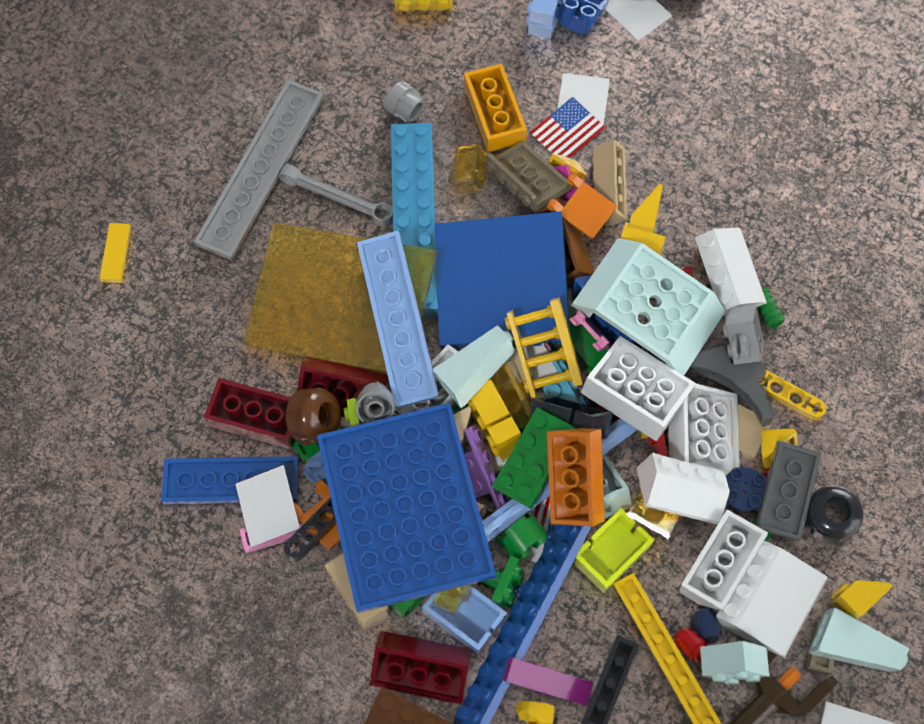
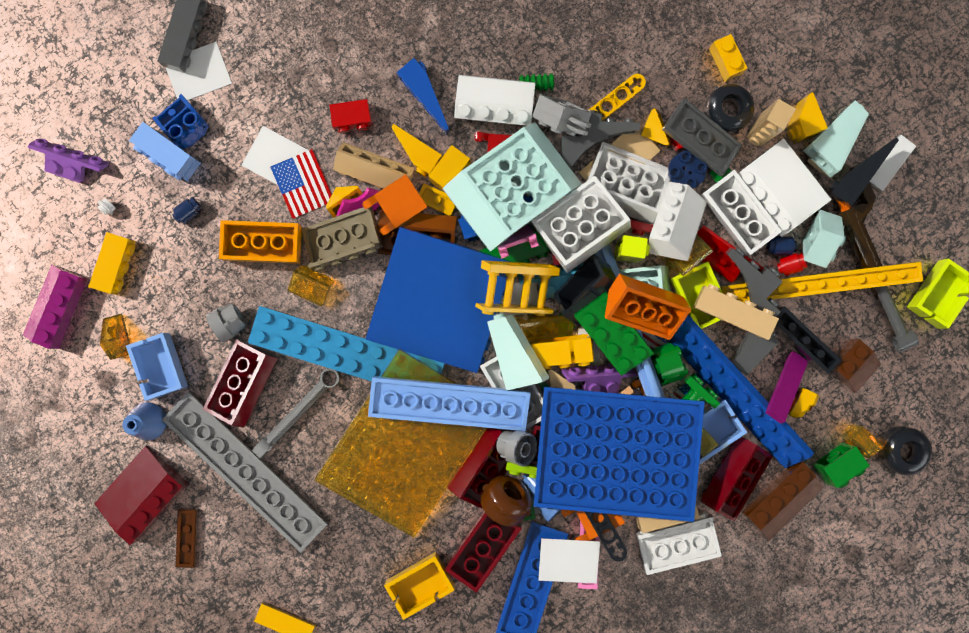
camera: 70 degrees left, 20 degrees up
(176, 139) = (187, 538): none -> reddish brown tile
(193, 363) = (419, 585): none -> yellow piece
(205, 87) = (140, 495): none -> dark red slope
(279, 63) = (145, 421): none -> medium blue cone
(324, 625) = (679, 545): none -> white bracket
(342, 58) = (158, 364): none -> light blue piece
(347, 134) = (239, 384): none -> dark red slope
(353, 17) = (114, 337): none -> clear yellow slope
(499, 38) = (186, 210): none -> dark blue brick
(602, 245) = (437, 200): none -> yellow plate
(609, 584) = (735, 312): none -> tan brick
(632, 450) = (631, 249): none -> neon yellow brick
(651, 607) = (760, 287): none -> dark grey arch
(654, 148) = (350, 115): none -> red brick
(666, 568) = (718, 258): none -> red bracket
(713, 200) = (416, 80): none -> blue slope
(817, 676) = (852, 184): none -> black slope
(836, 548) = (770, 123): none -> tan brick
(887, 493) = (728, 58): none -> yellow brick

